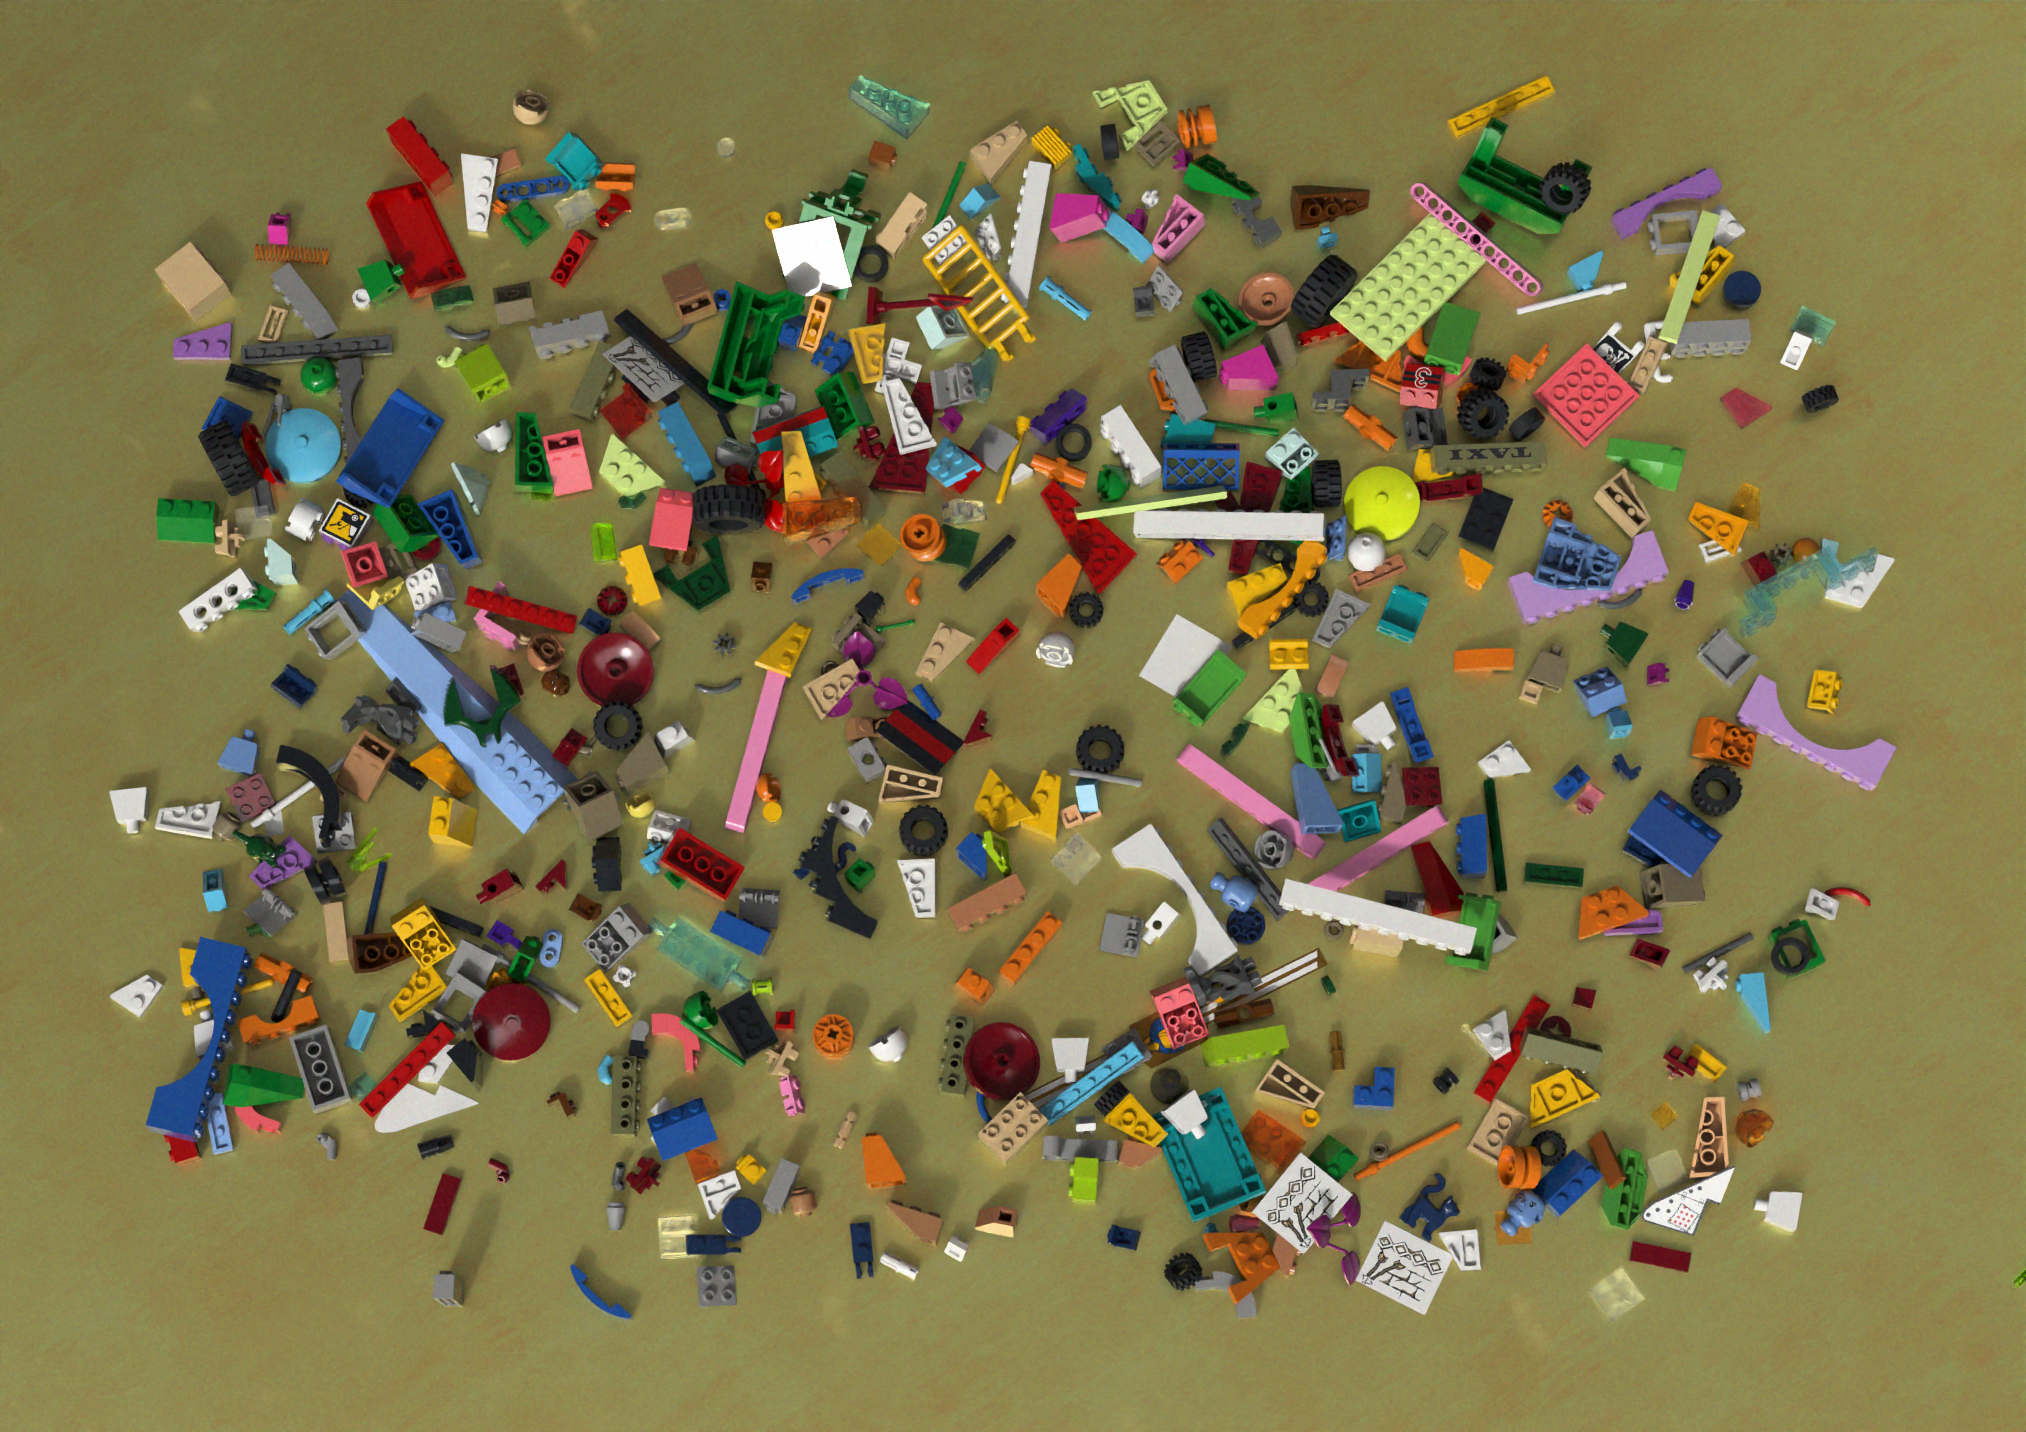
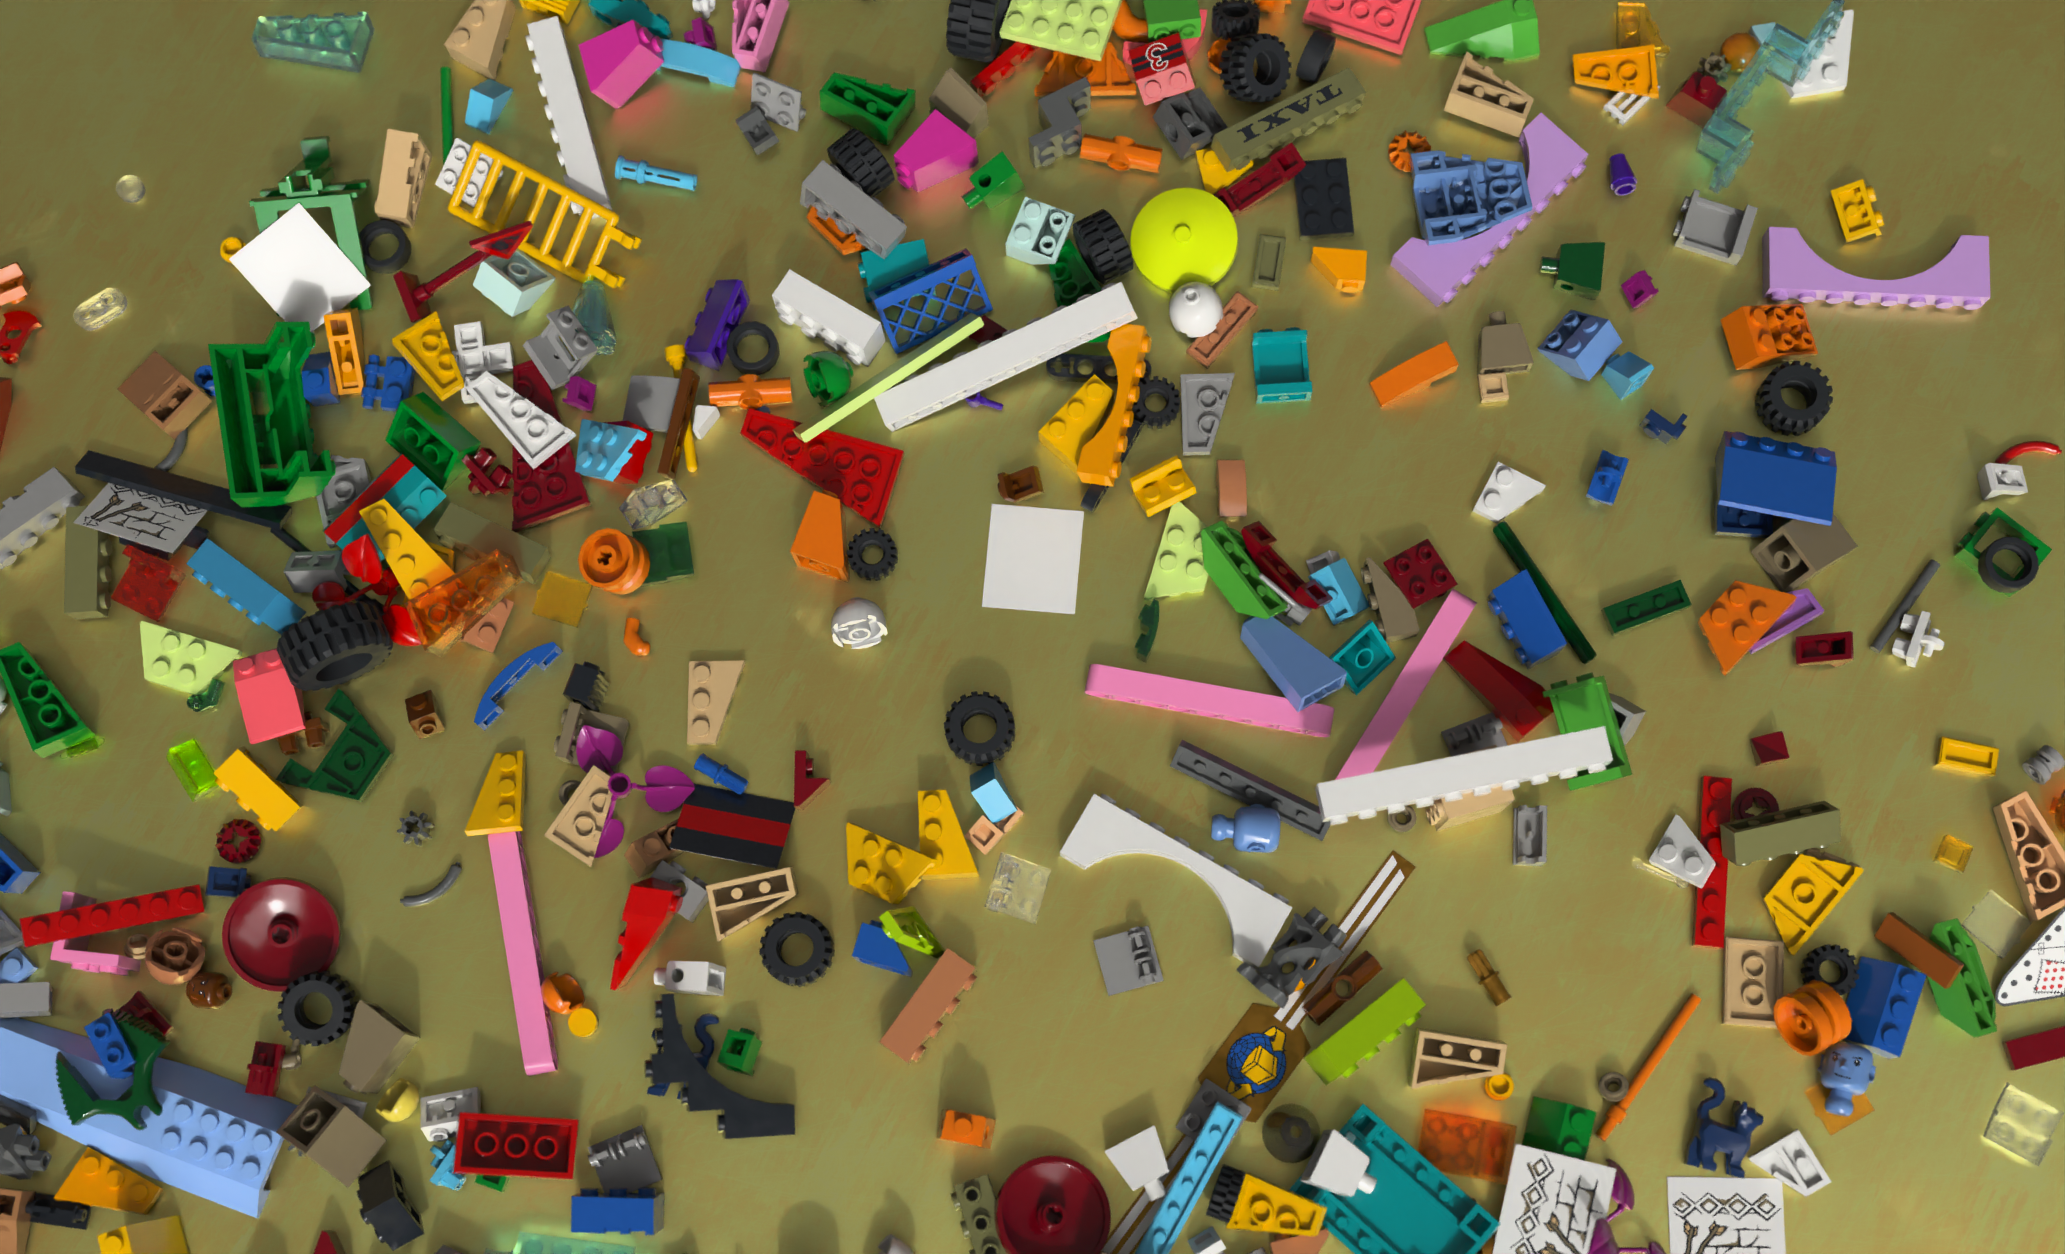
camera: 20 degrees left, 0 degrees up
(489, 688) = (111, 1046): none -> blue bracket
(567, 462) = (95, 686): coral slope -> none
(639, 629) = (293, 864): light nougat slope -> none
(672, 739) = (402, 988): white torso -> none
(845, 764) = (647, 914): none -> red wedge
(879, 629) = (614, 707): green hinge -> none
(882, 155) = (336, 105): dark orange brick -> none
(920, 882) = (828, 1023): white wing -> none
(987, 563) = (714, 555): black beam -> none
(988, 238) = (521, 143): white hinge -> none
(993, 646) = (773, 658): red slope -> none
(1004, 469) = (679, 424): none -> reddish brown tile
(1031, 946) = (1016, 1039): orange arch -> none
(1105, 777) = (1003, 761): light grey bar -> none
(1165, 915) = (1174, 907): white torso -> none
(1179, 560) = (962, 433): orange bracket -> none
(1179, 1012) = (1255, 1028): coral slope -> none
(1200, 610) = (1020, 484): none -> reddish brown bracket
(1209, 689) = (1082, 580): bright green panel -> none
(1244, 428) = (964, 228): green bar -> none
(1246, 926) = (1285, 869): dark blue tile -> none
(1258, 493) = (1020, 299): dark red wing -> none
(1263, 289) = (903, 46): nougat dish -> none
(1274, 849) = (1272, 750): light grey cylinder -> none
(1328, 985) = (1432, 895): dark green tile -> none
(1336, 539) = (1150, 309): medium blue hinge -> none
(1376, 726) = (1321, 525): white torso -> none
(1380, 1094) = (1575, 1009): blue brick -> none
(1406, 978) = (1530, 835): none -> light grey hinge
(1410, 725) = (1364, 504): blue slope -> none
(1445, 1081) = (1650, 947): black wheel -> none
(1589, 799) = (1640, 487): clear pink bracket -> none
(1620, 604) = (1547, 224): dark grey piece -> none
(1673, 1057) = (1952, 772): dark red hips -> none
(1753, 994) = (1983, 638): medium azure slope -> none

